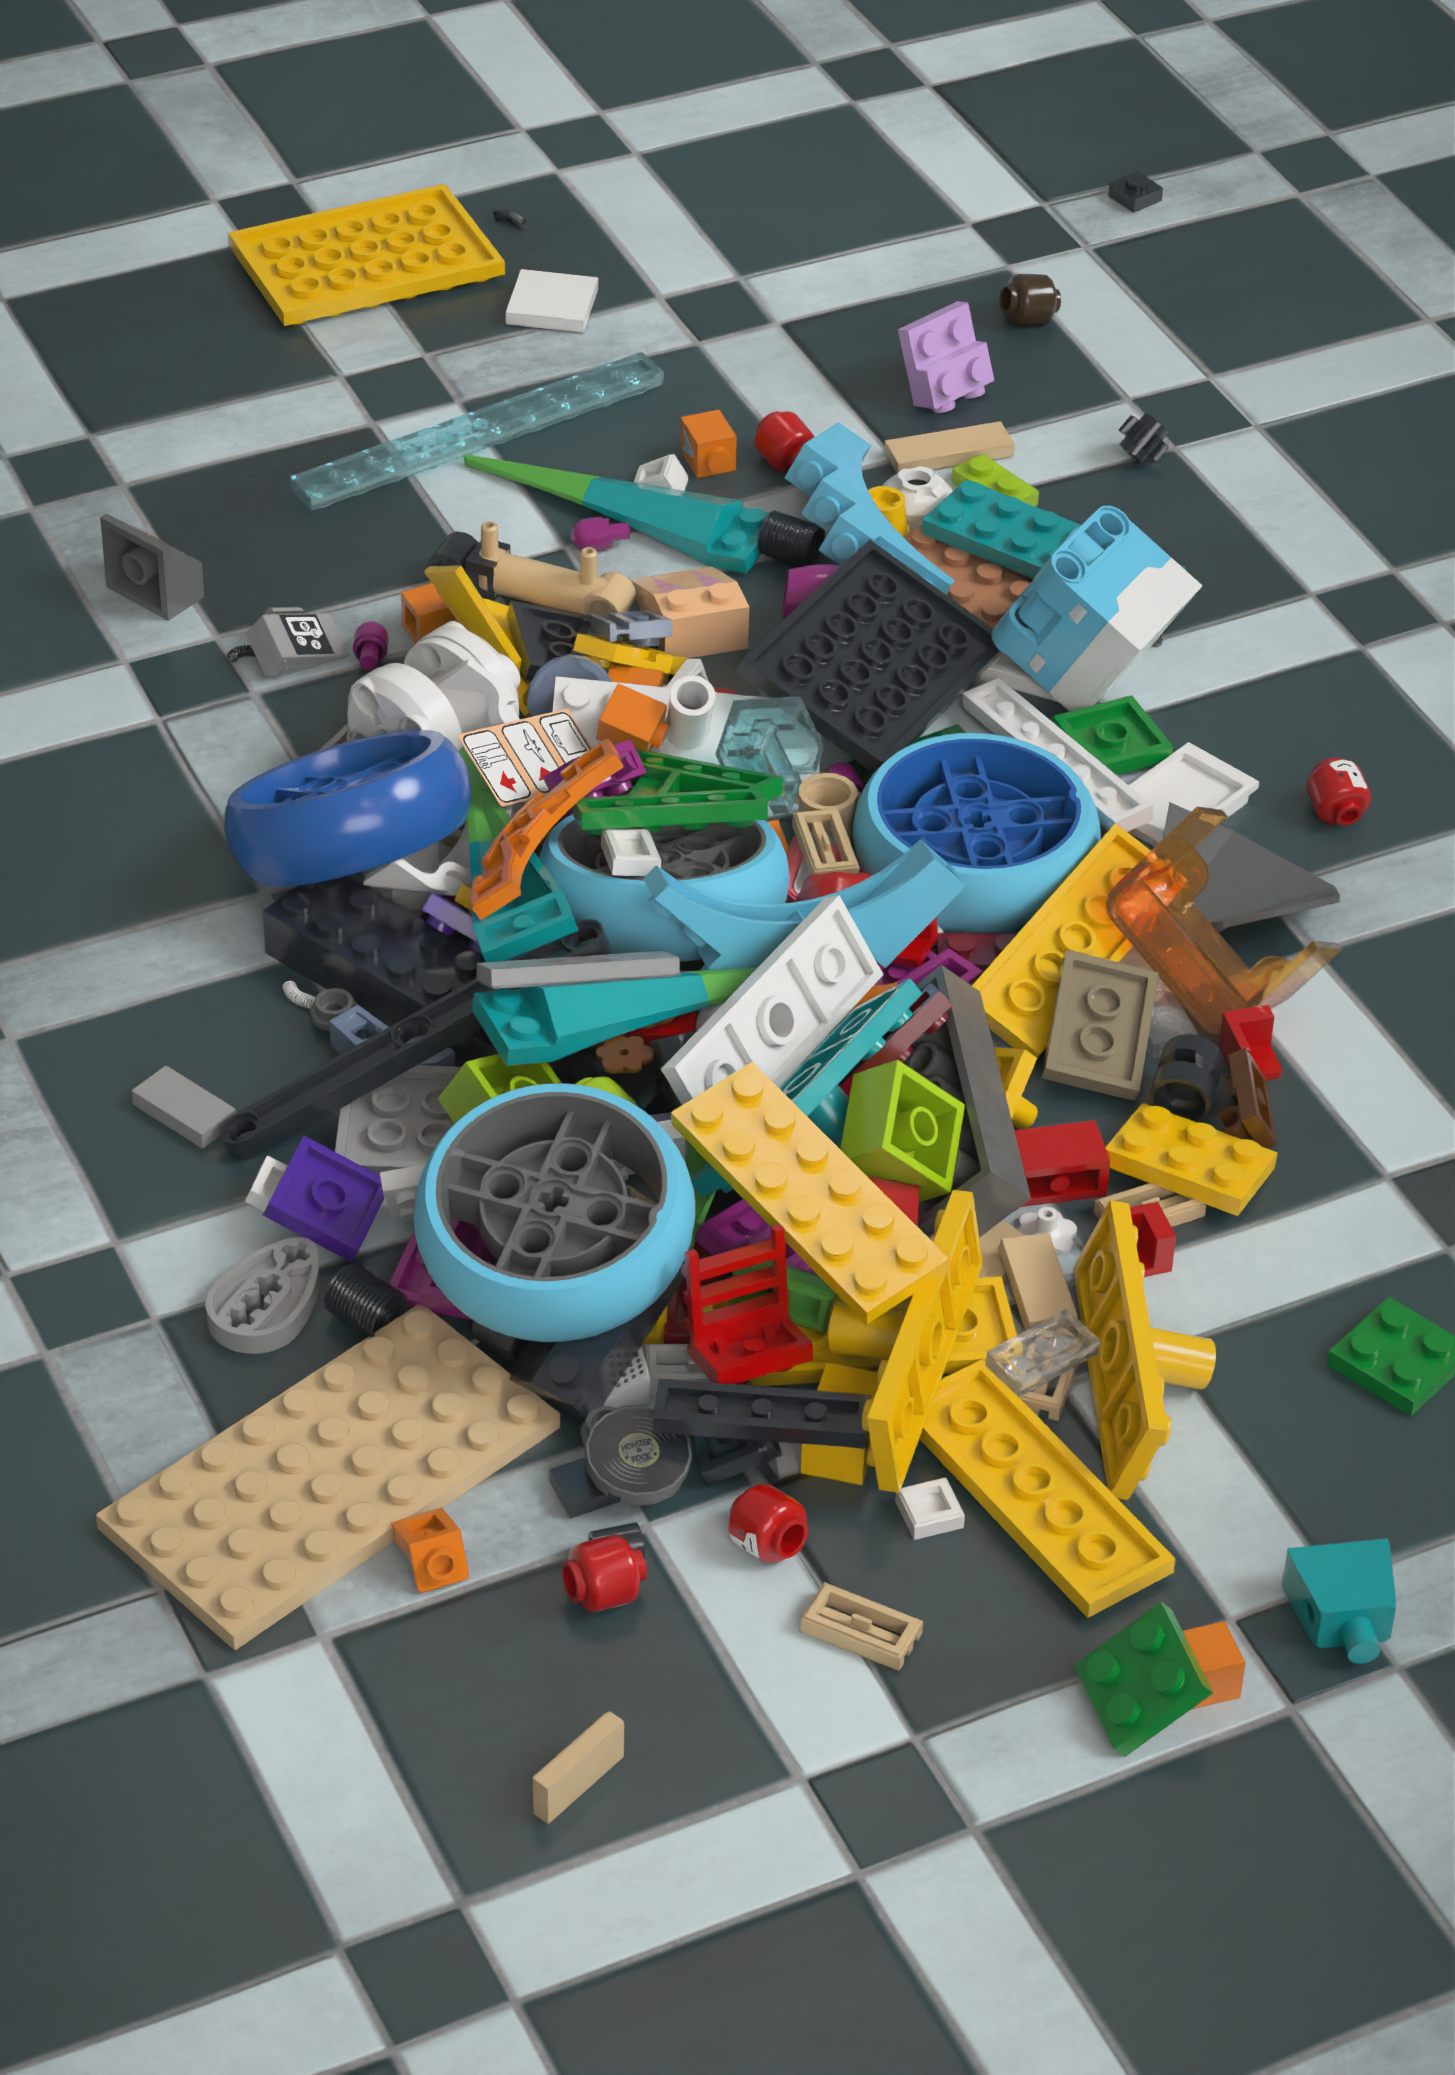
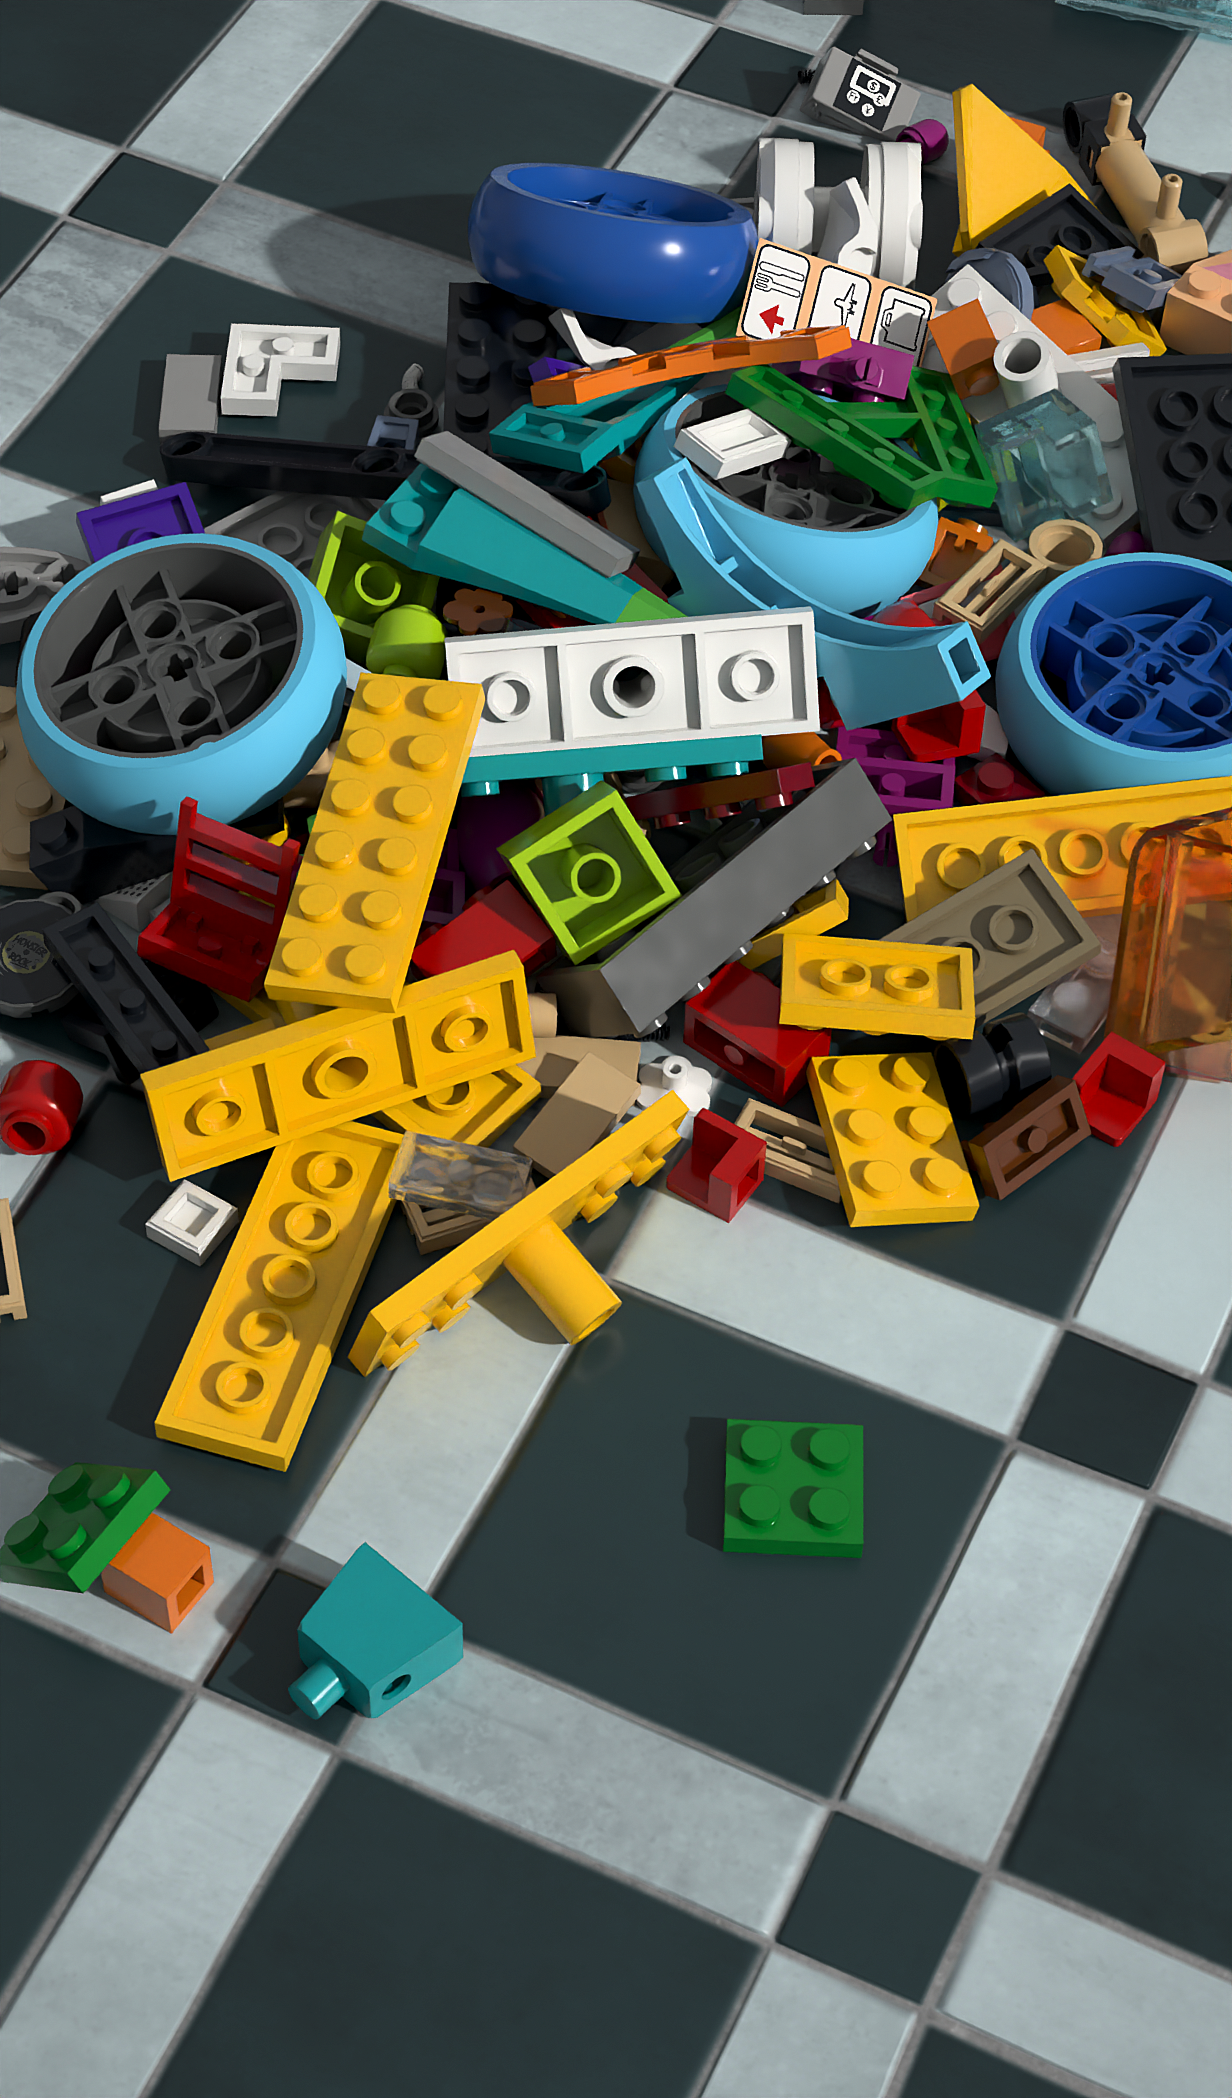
camera: 50 degrees right, 10 degrees up
(200, 1045) = (268, 353): none -> white plate
(1098, 1079) = (877, 986): none -> yellow plate

